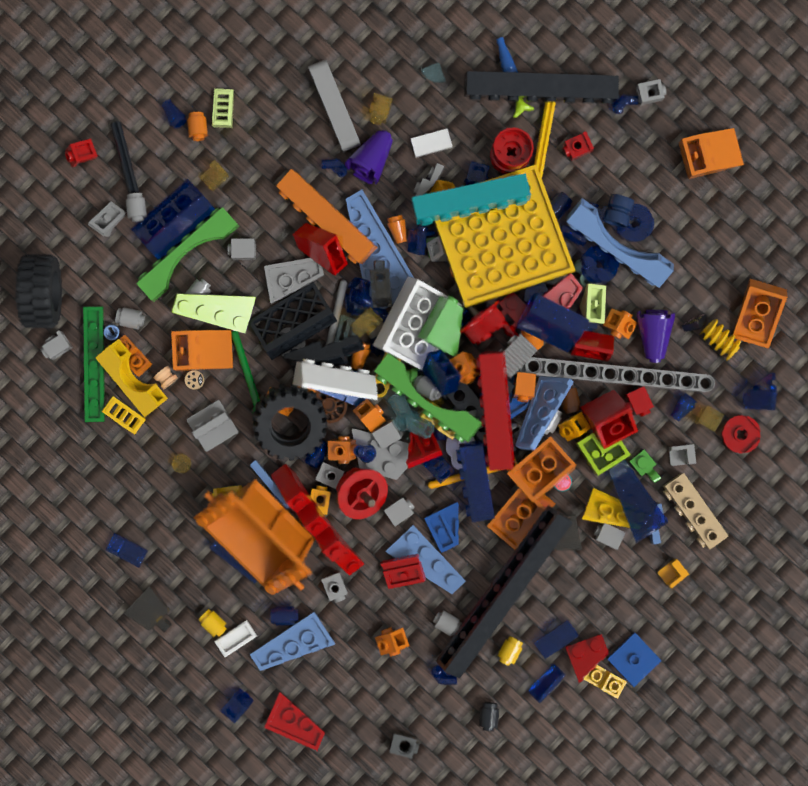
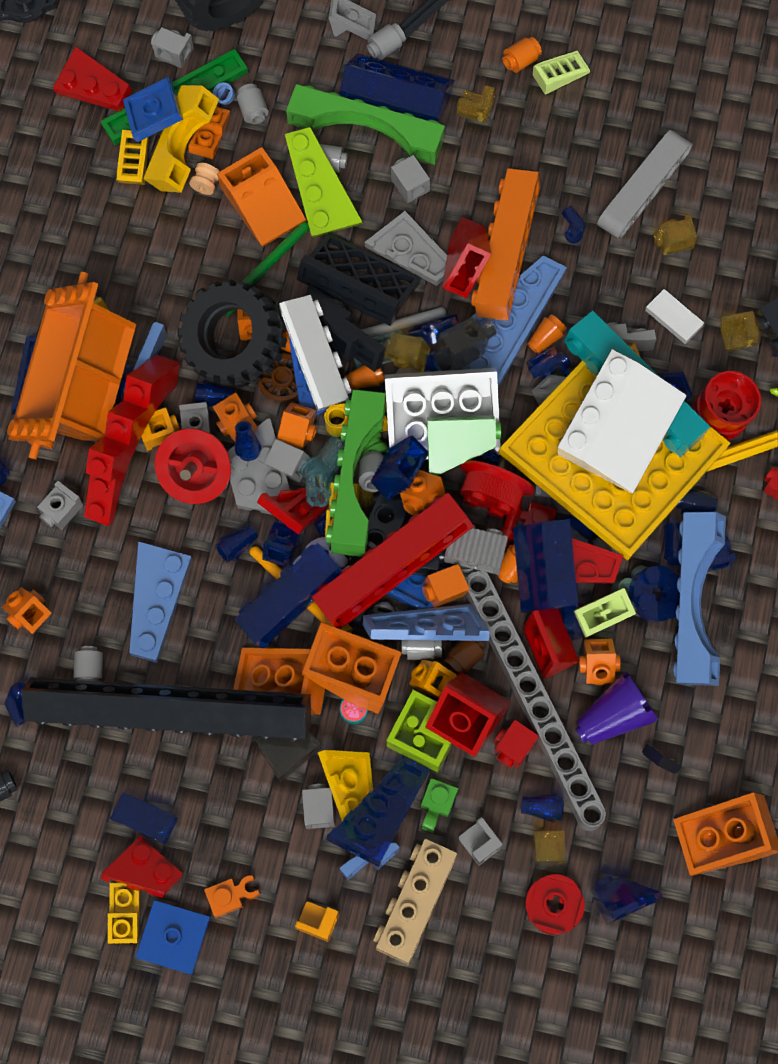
camera: 65 degrees right, 15 degrees down
(51, 412) = (91, 82): none -> red wing
(101, 385) = (152, 109): none -> blue plate
(174, 115) = (517, 25): clear blue cone -> none
(181, 463) = (112, 252): clear yellow plate -> none
(194, 380) = (222, 213): tan tile -> none
(212, 426) = (177, 260): light grey bracket -> none
(371, 157) = (611, 254): dark purple cone -> none
(399, 511) = (198, 529): light grey brick -> none
(403, 571) = (124, 575): red plate -> none
(421, 494) = (236, 543): none -> clear blue cone
(434, 73) = (759, 273): clear light blue tile -> none
(445, 527) = (210, 596): blue wing -> none
(466, 111) = (739, 331): none -> clear yellow panel
(495, 225) = (621, 422): none -> white slope
(510, 651) = (95, 766): yellow brick -> none
(547, 683) = (79, 839): clear blue slope -> none
(618, 211) = (739, 573): dark blue wheel -> none
(628, 617) = (226, 896): none -> orange plate
(640, 232) = (746, 595): clear blue plate -> none
(721, 339) = (660, 803): yellow piece -> none

